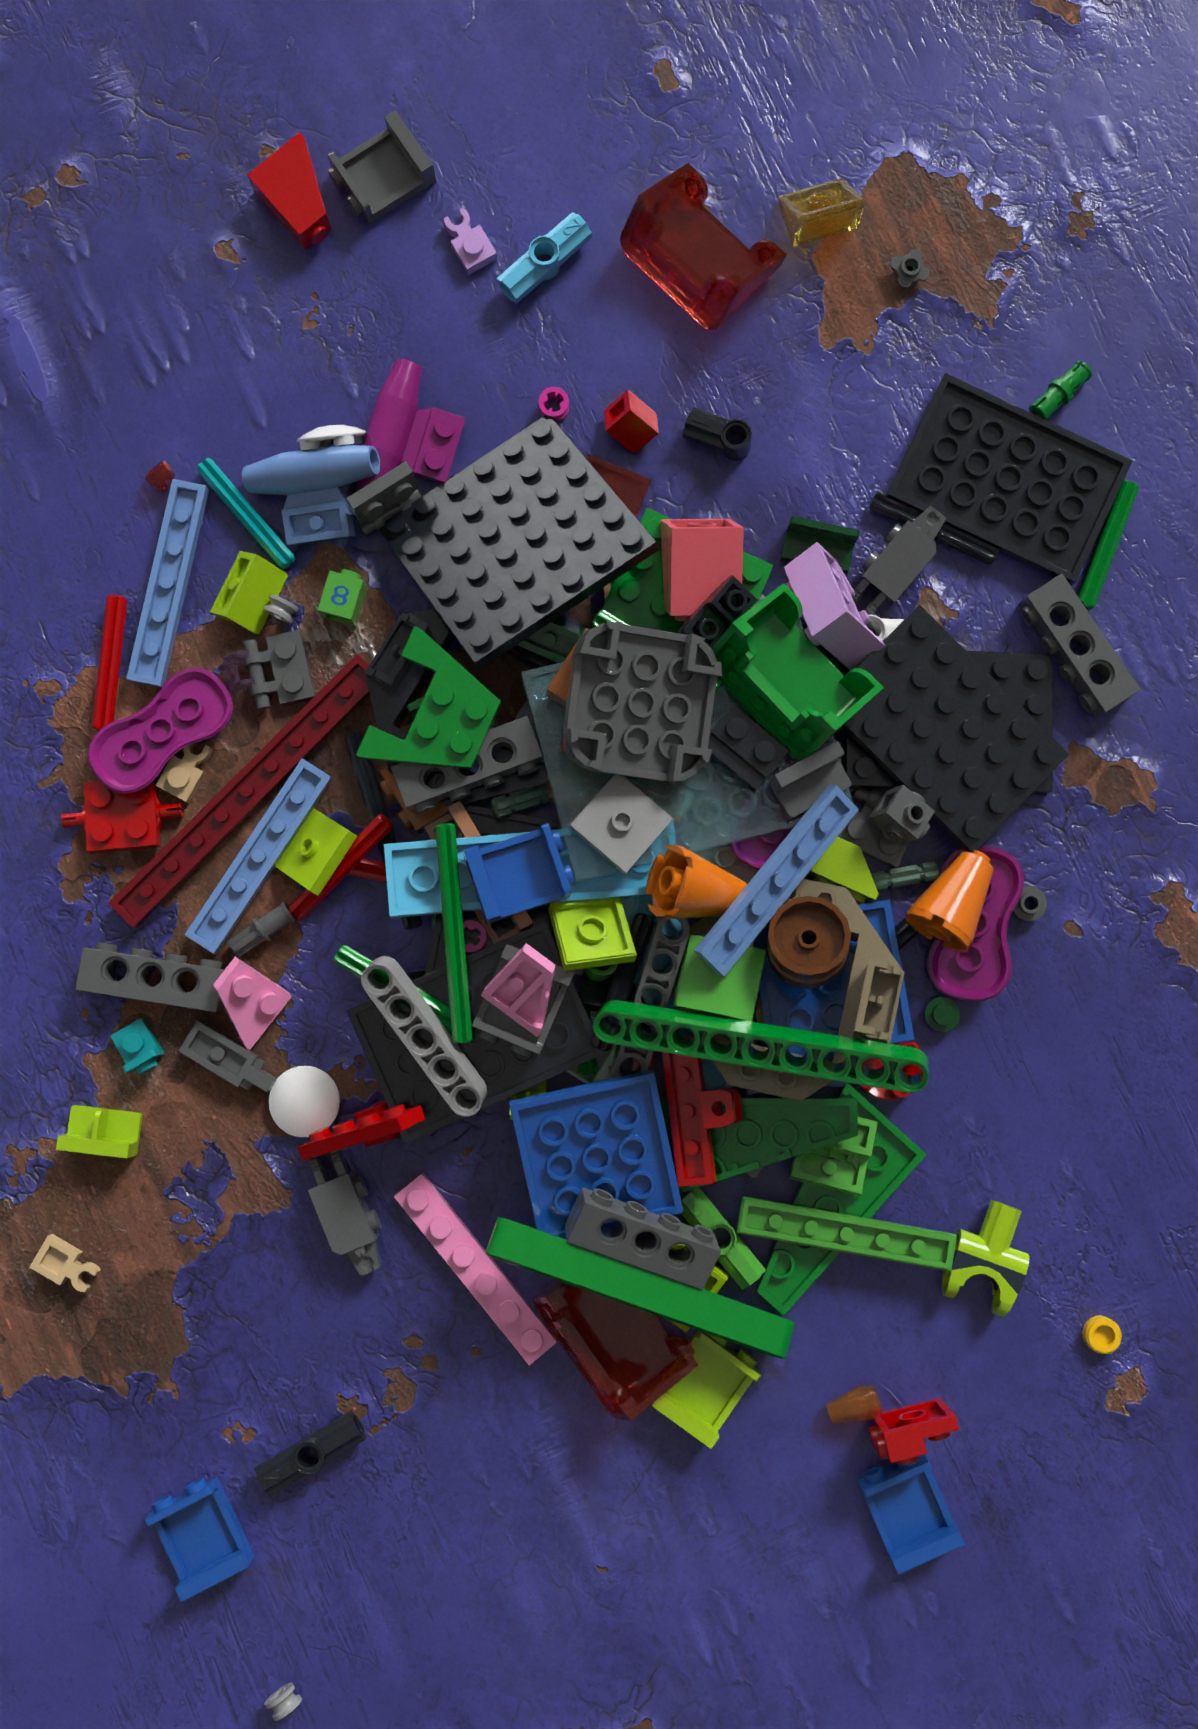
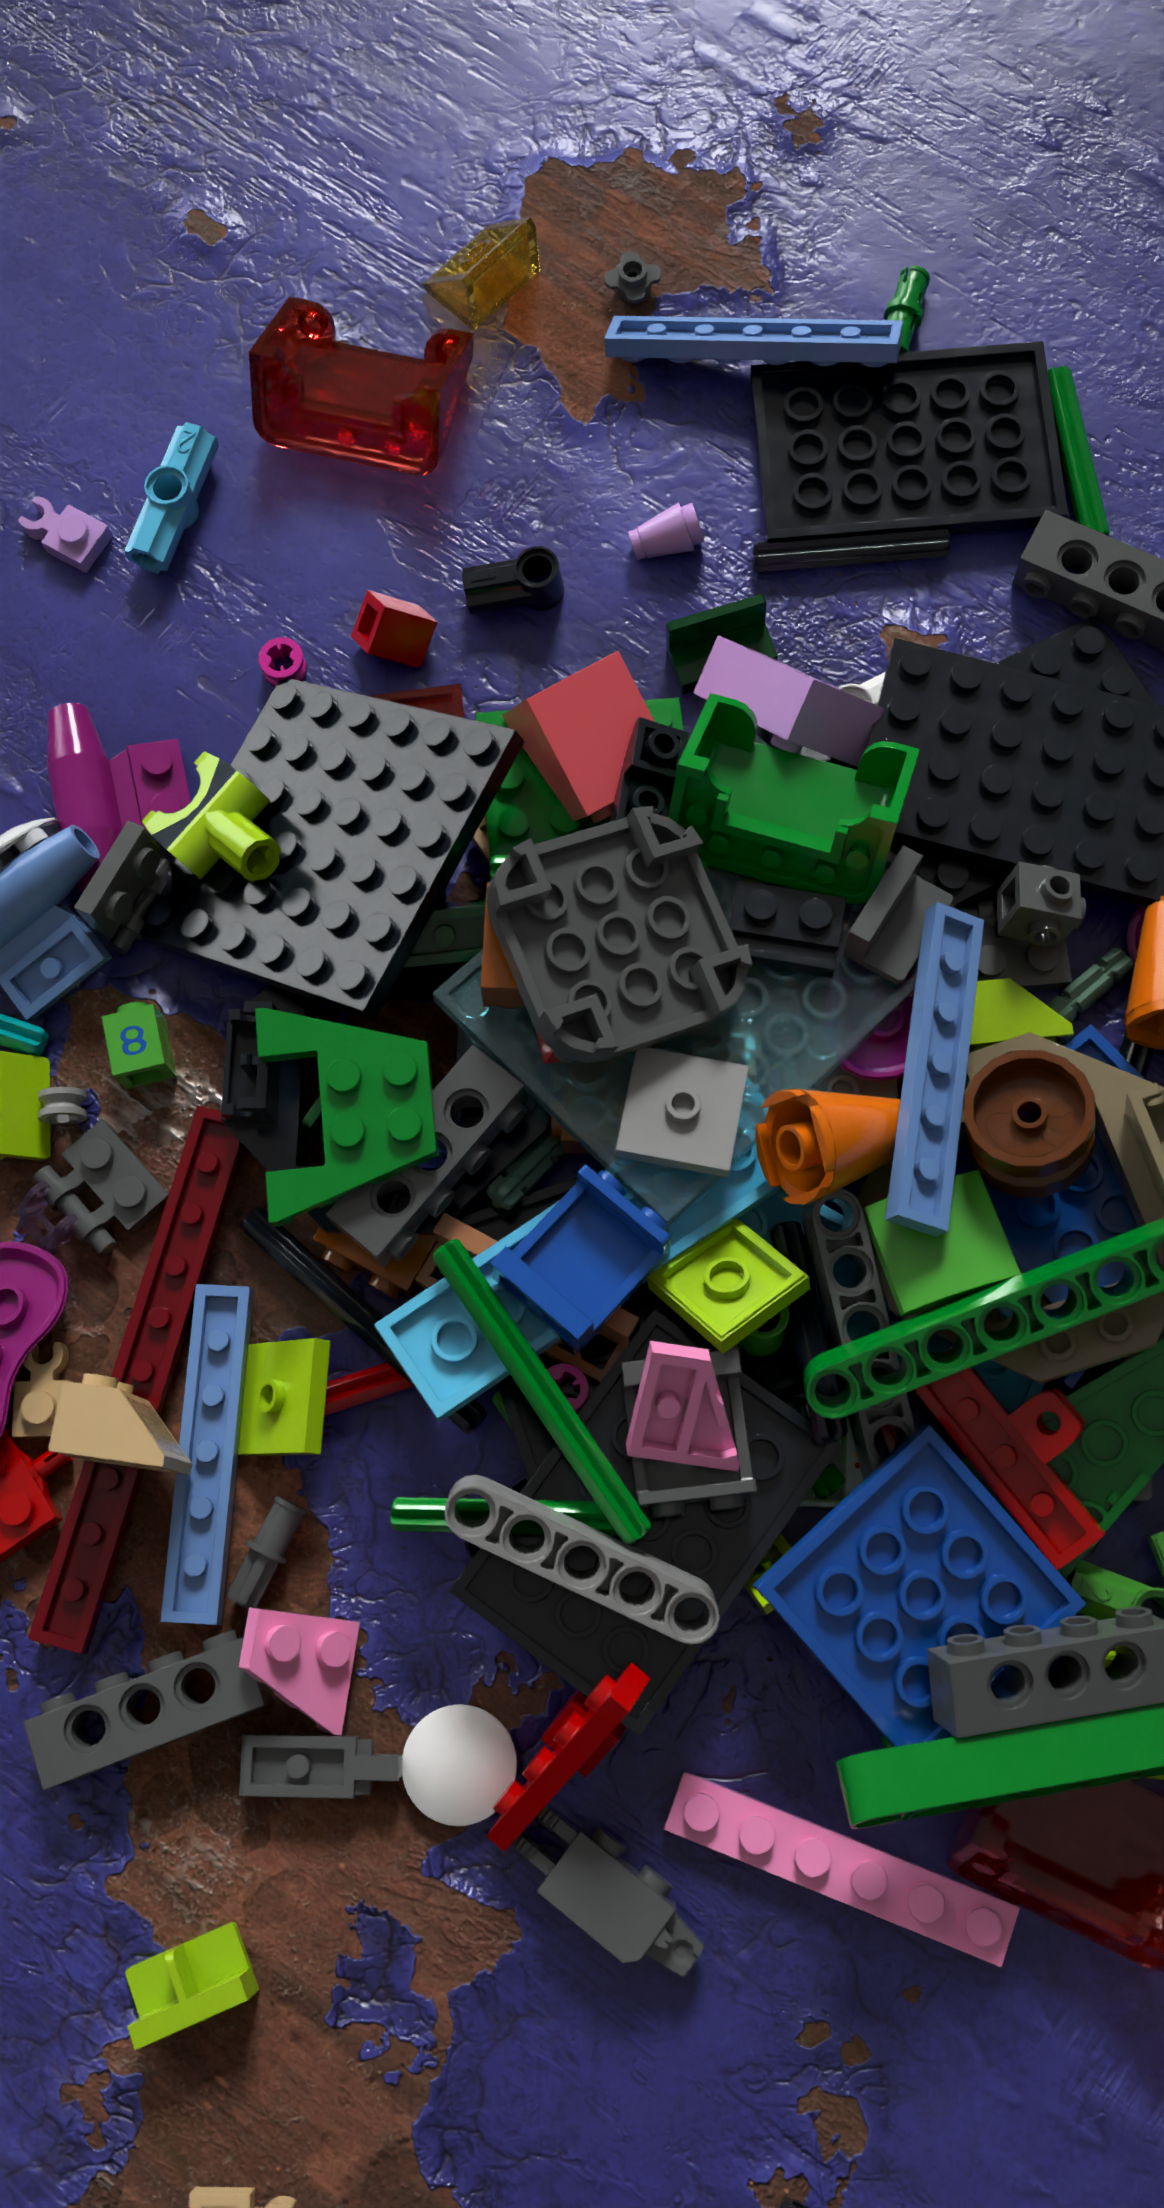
camera: 20 degrees left, 10 degrees down
(138, 1047) = (177, 1825): teal bracket -> none
(214, 818) = (112, 1426): none -> tan slope
(364, 843) = (344, 1354): red axle -> none
(456, 493) = (218, 824): none -> lime connector
(831, 454) = (667, 533): none -> lavender cone
(902, 560) = (837, 602): dark grey hinge -> none
(956, 358) = (765, 339): none -> medium blue plate

